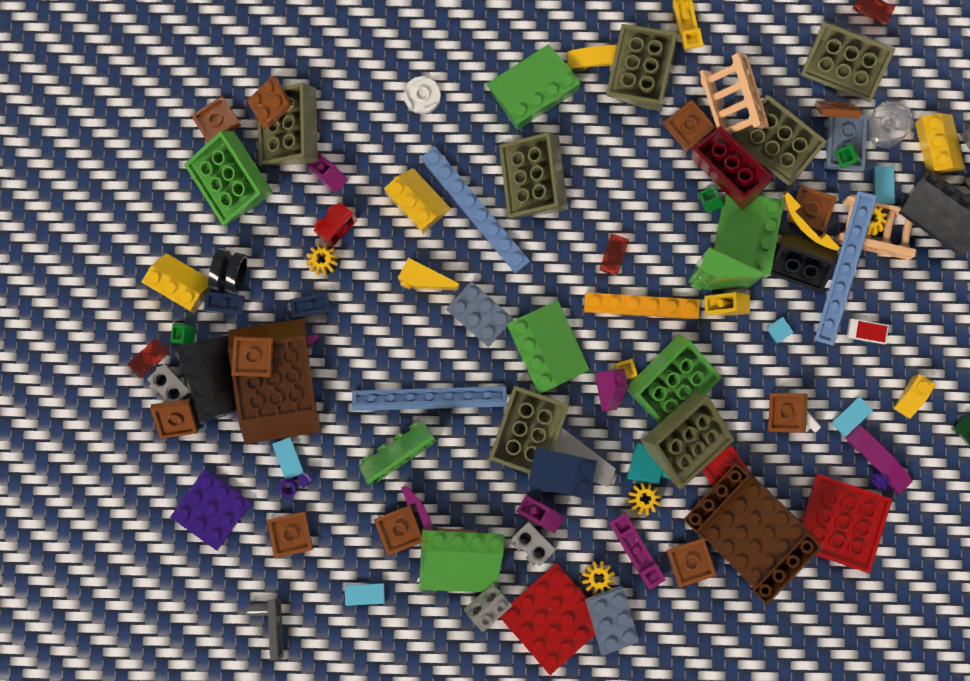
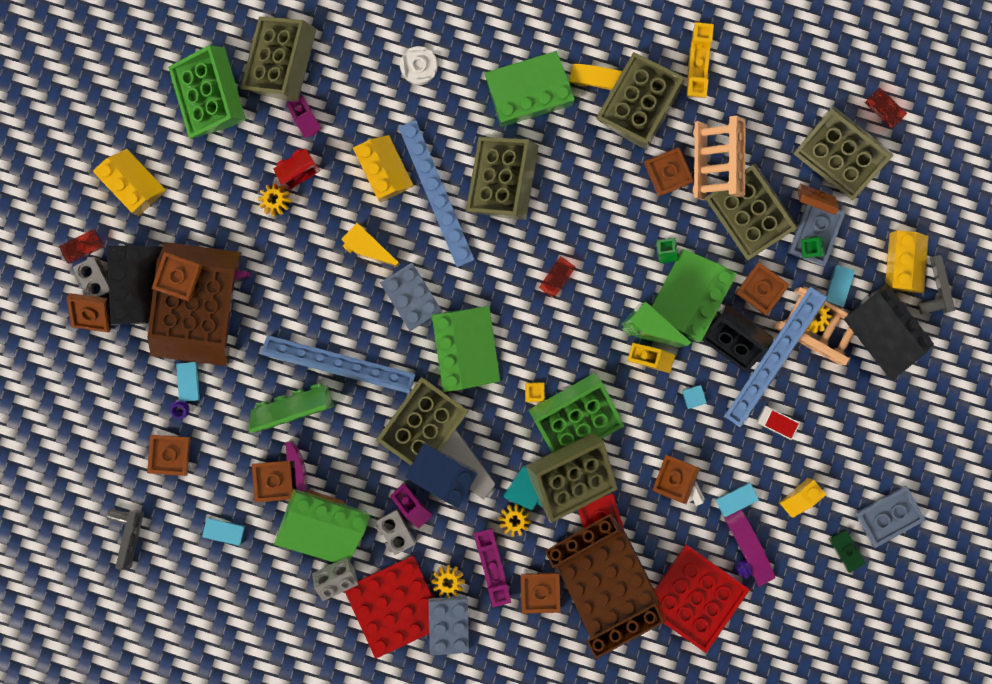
camera: 10 degrees right, 5 degrees up
(182, 334) = (121, 233): green slope -> none
(211, 509) = (101, 409): dark purple plate -> none
(215, 118) = (211, 30): dark orange plate -> none
(224, 303) = (168, 214): dark blue plate -> none
(227, 271) = (178, 185): black wheel -> none
(269, 102) = (267, 30): dark orange plate -> none
(305, 479) = (198, 406): dark purple plate -> none
(310, 305) = (250, 241): dark blue plate -> none
(611, 388) = (514, 406): magenta slope -> none
(641, 306) = (569, 334): light orange plate -> none
(731, 167) = (696, 226): dark red slope -> none
(791, 206) = (763, 323): yellow slope -> none
(889, 124) = (873, 231): clear wheel -> none

